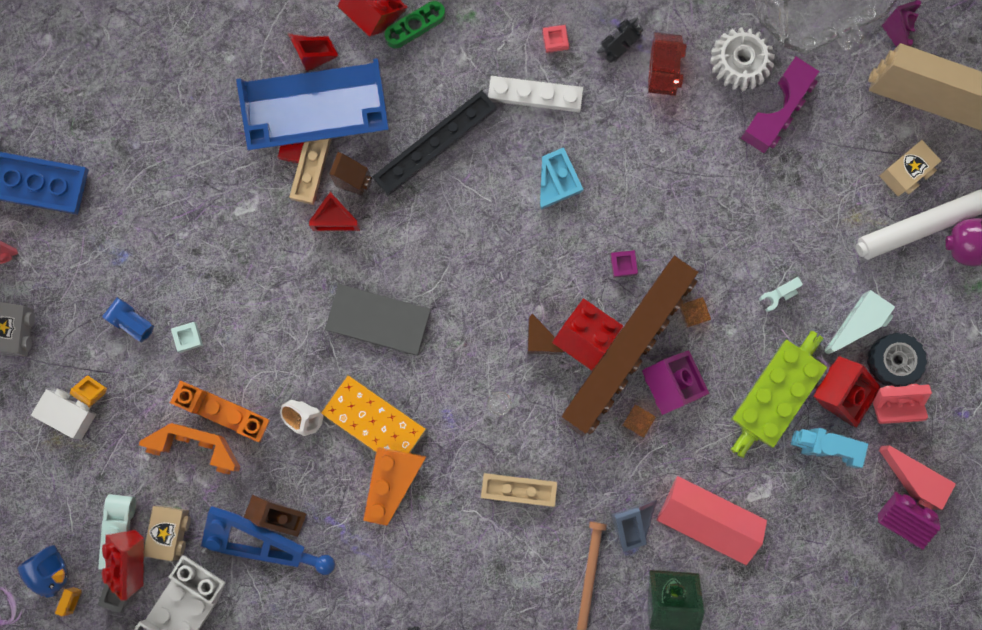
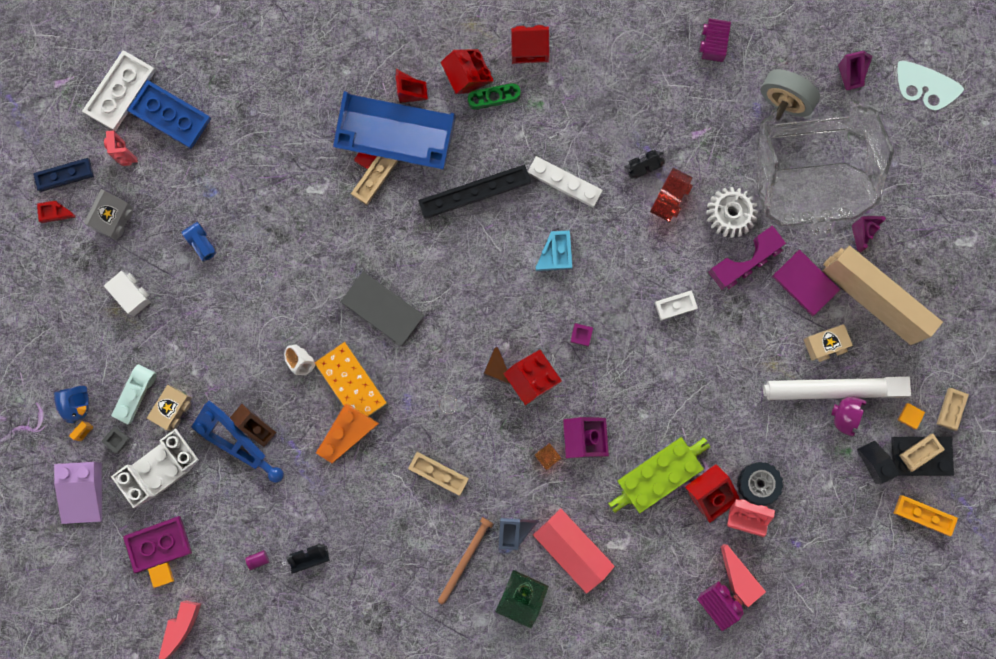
camera: 20 degrees right, 0 degrees up
(88, 391) = (151, 283): light orange tile -> none
(123, 563) = (131, 418): red slope -> none
(162, 440) = (231, 366): orange slope -> none
(187, 337) = (237, 269): light aqua plate -> none
(220, 411) = (241, 333): orange slope -> none
(333, 217) = (377, 220): red slope -> none
(350, 174) = (402, 193): reddish brown slope -> none
(555, 38) = (596, 145): coral tile -> none
(631, 342) = (559, 397): reddish brown brick -> none
(695, 312) = (621, 391): clear orange tile -> none
(719, 189) = (676, 305): none -> white plate
(787, 291) = (697, 401): light aqua plate -> none
(821, 444) = (681, 526): medium azure hips -> none
(857, 109) = (806, 283): none -> magenta tile
(866, 316) = (748, 443): light aqua slope -> none

